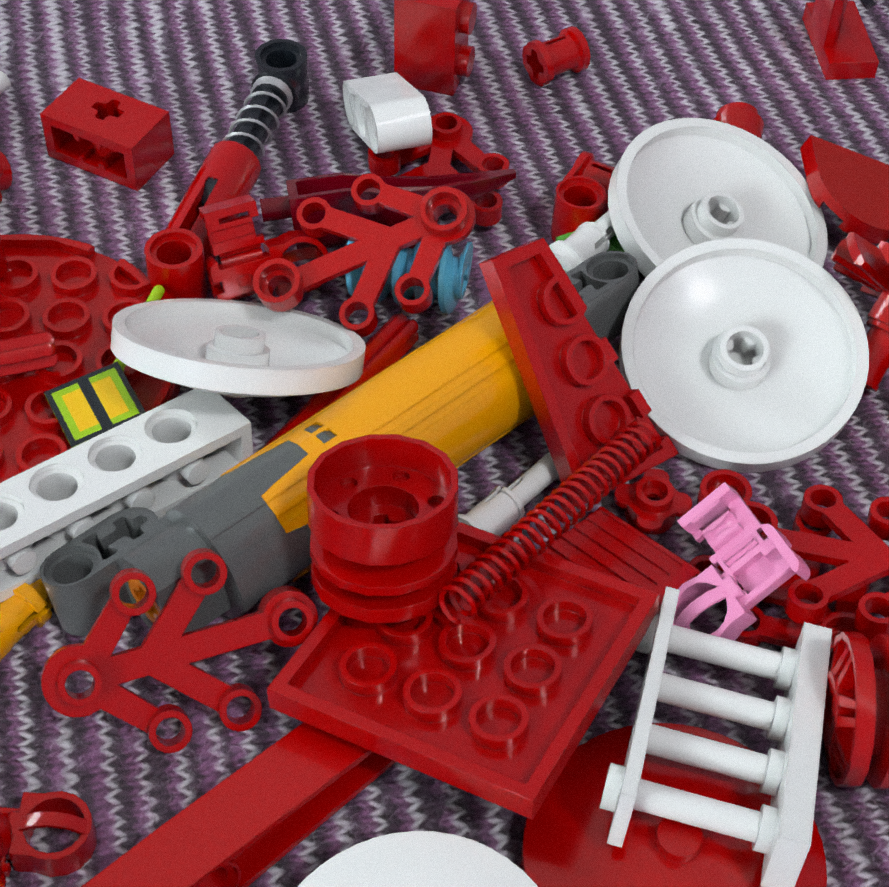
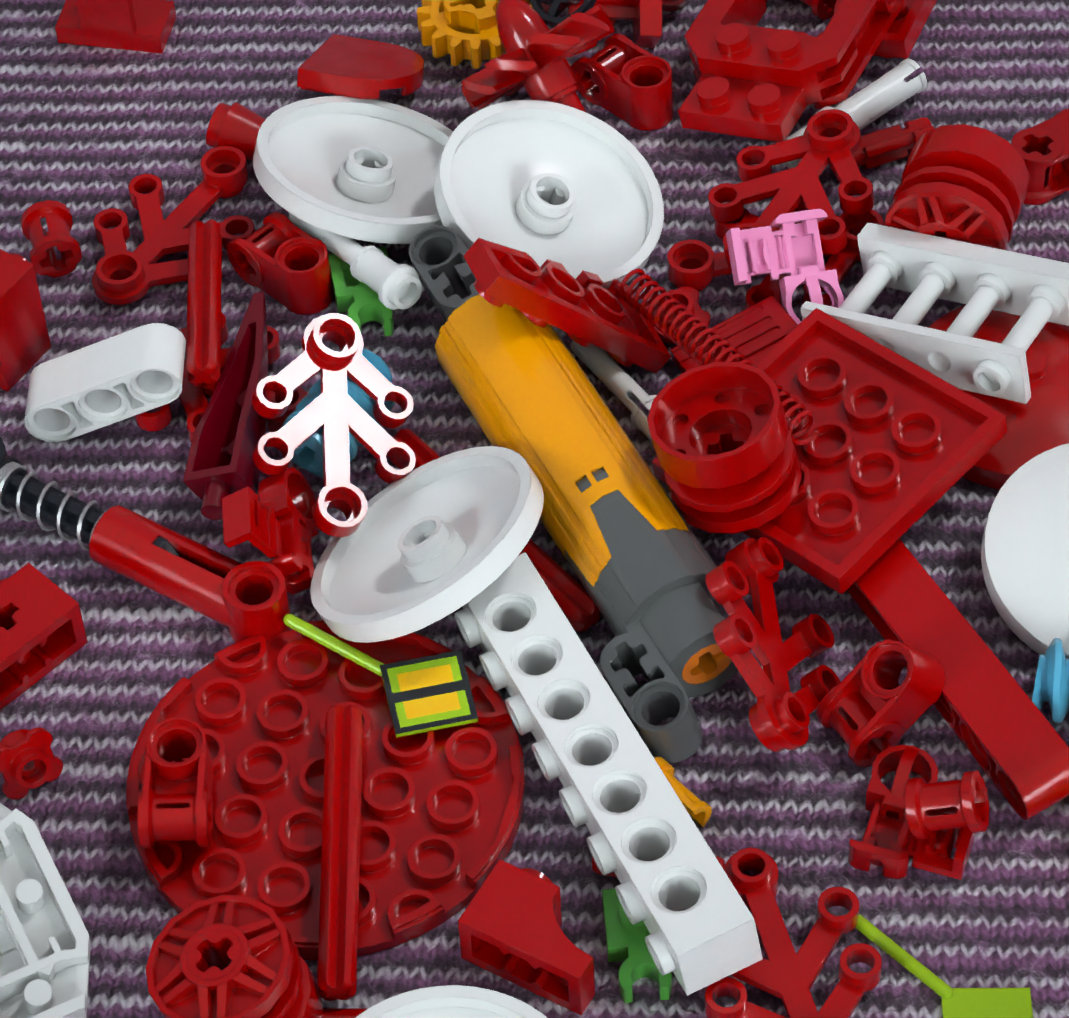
camera: 70 degrees left, 0 degrees up
(138, 780) = (875, 705): none -> red piece
(501, 148) = (204, 303): none -> red axle
(545, 112) = (126, 275): none -> red plant

